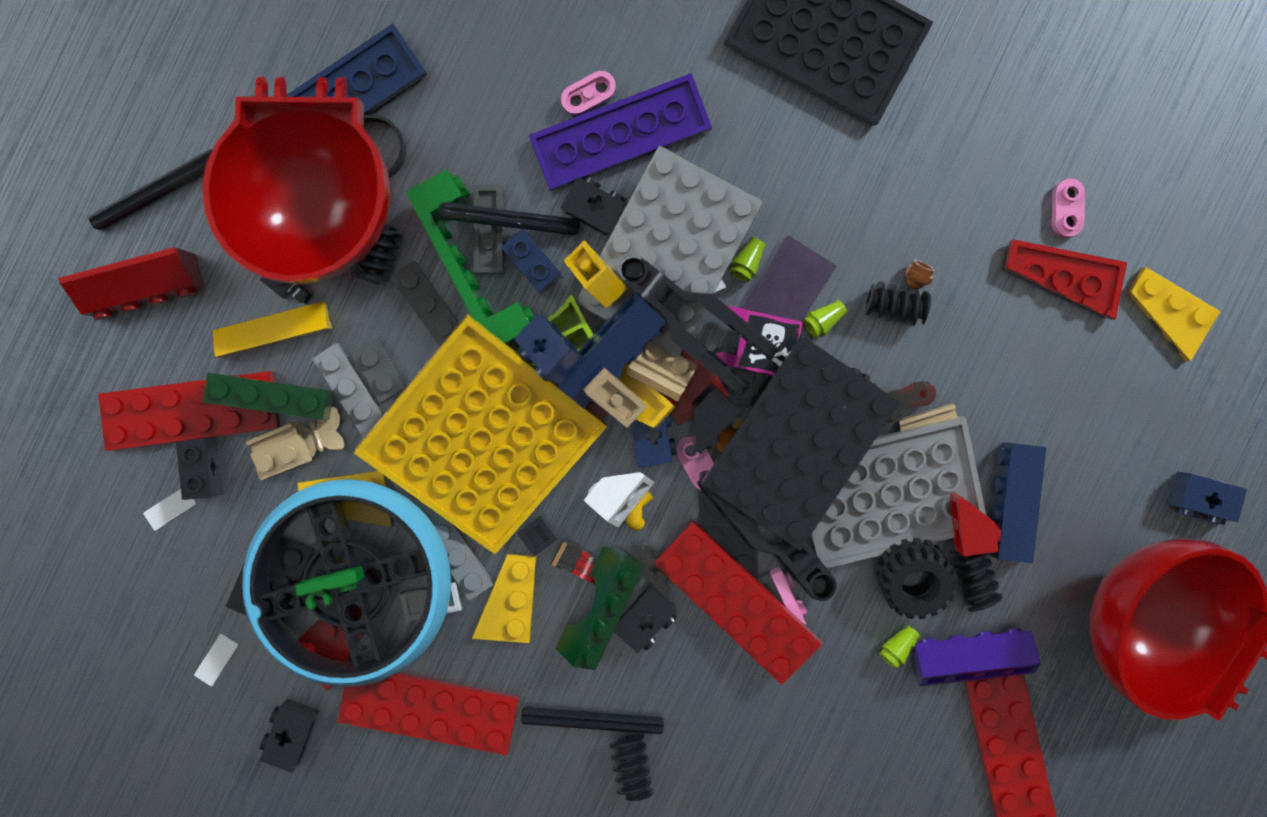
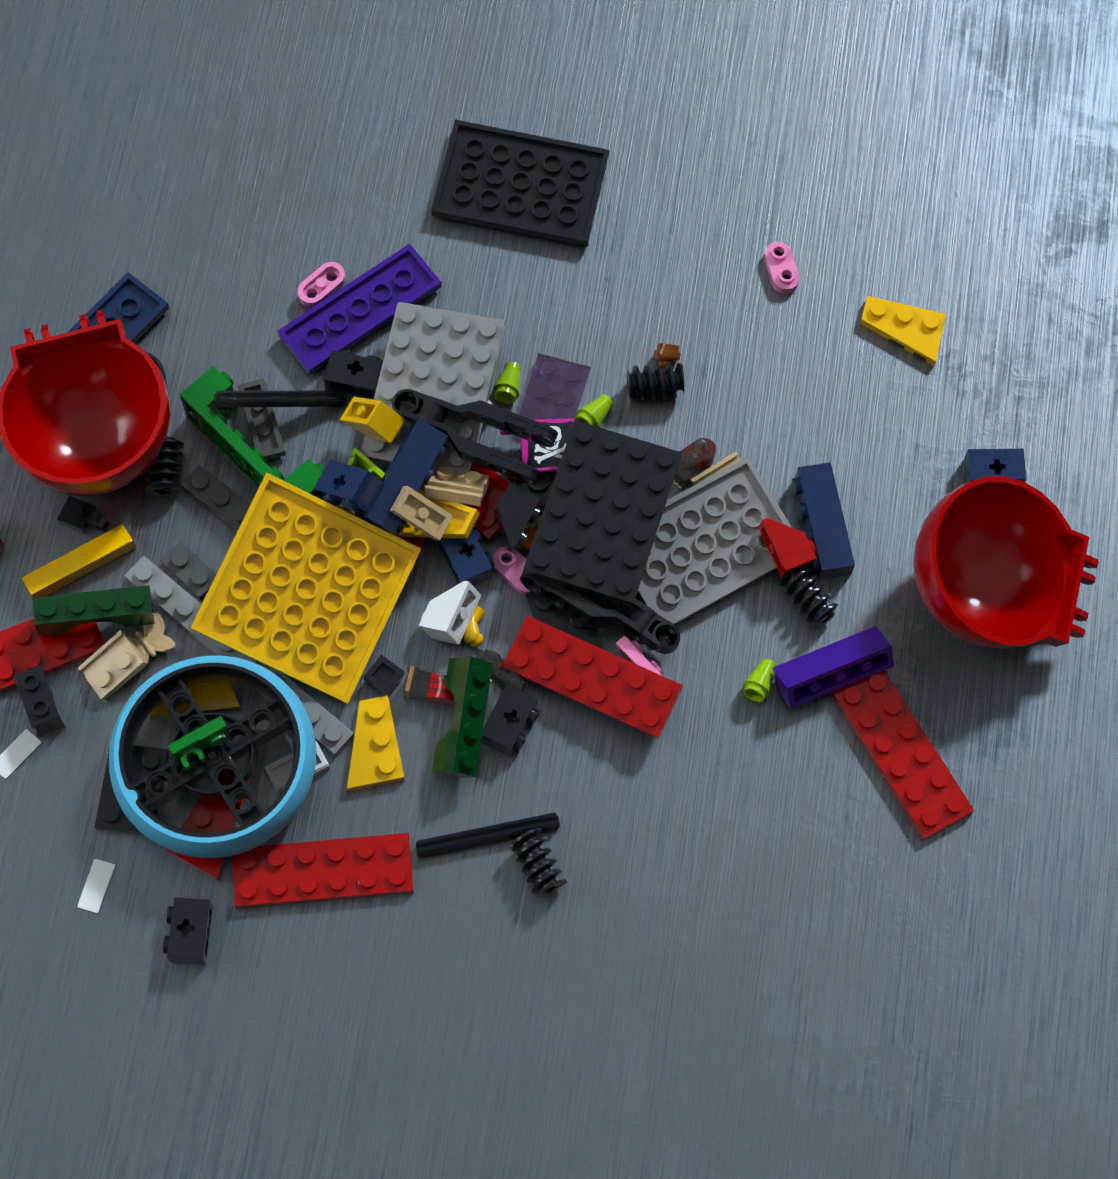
camera: 15 degrees left, 20 degrees down
(532, 261) = (310, 434): dark blue brick -> none
(920, 598) = (775, 603): black tyre -> none
(1076, 276) = (805, 319): red wing -> none

